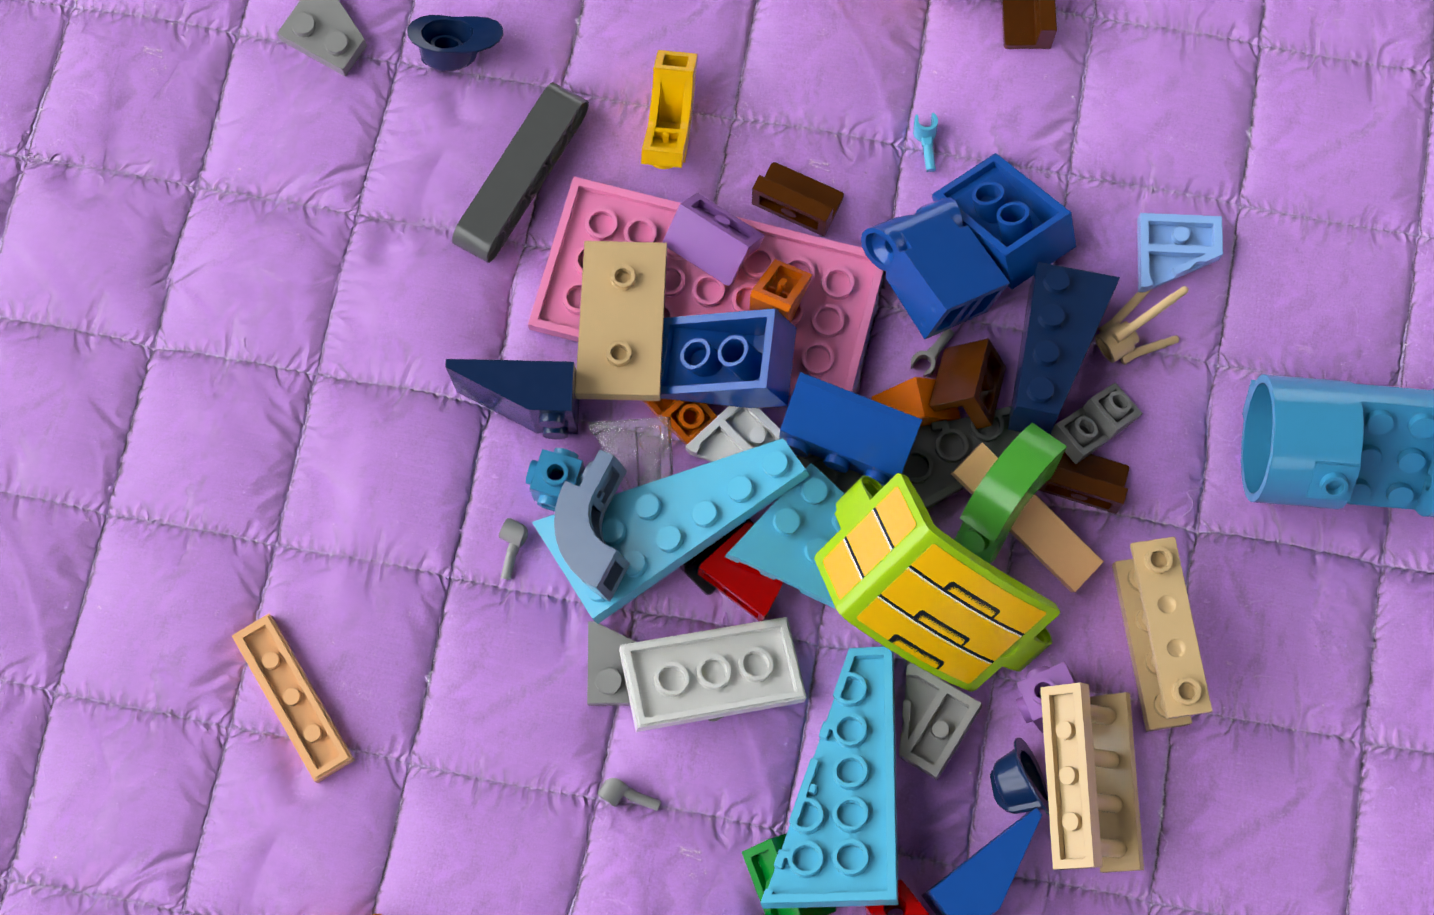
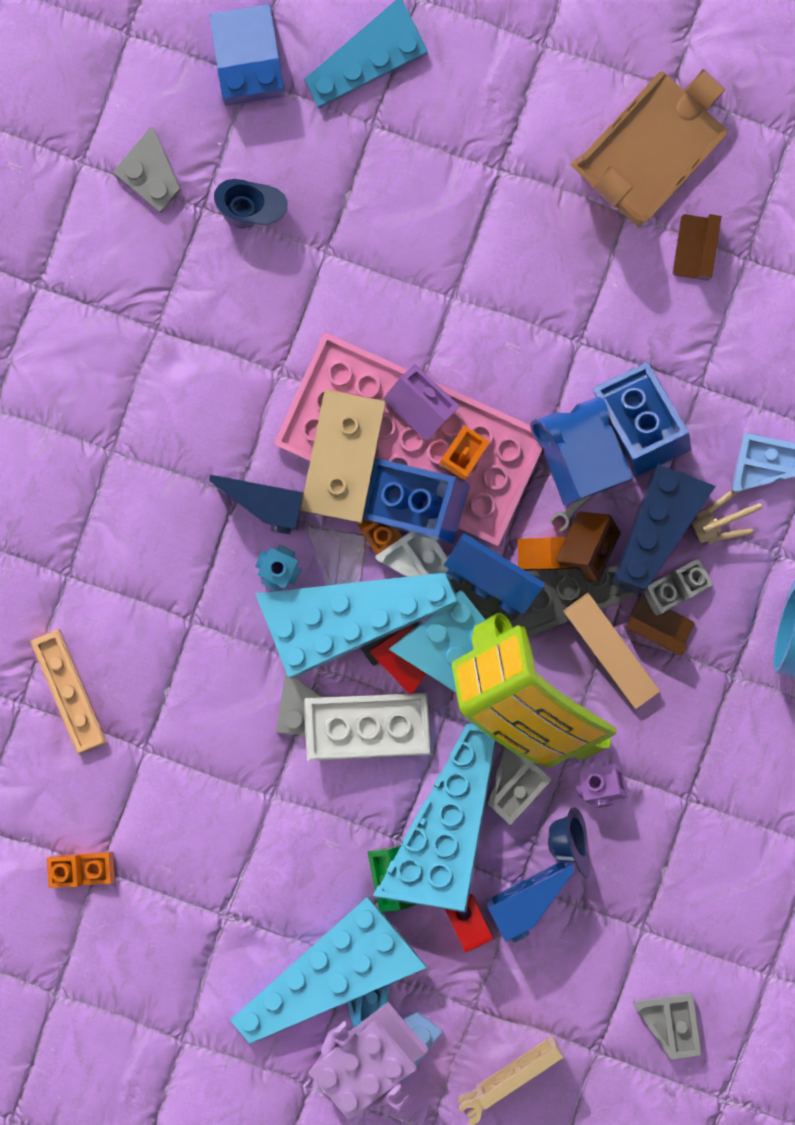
camera: 10 degrees right, 15 degrees up
(516, 535) = (241, 599): light grey hand -> none
(520, 172) = (285, 319): dark grey beam -> none
(579, 526) = (289, 614): sand blue arch -> none
(615, 789) = (285, 794): light grey hand -> none
(670, 110) = (405, 293): yellow arch -> none
(797, 198) = (491, 373): reddish brown panel -> none
(926, 136) = (597, 344): medium azure hand -> none
(1007, 490) = (600, 634): bright green arch -> none
(1091, 779) = (600, 848): tan fence -> none
(1161, 635) = (686, 756): tan fence -> none

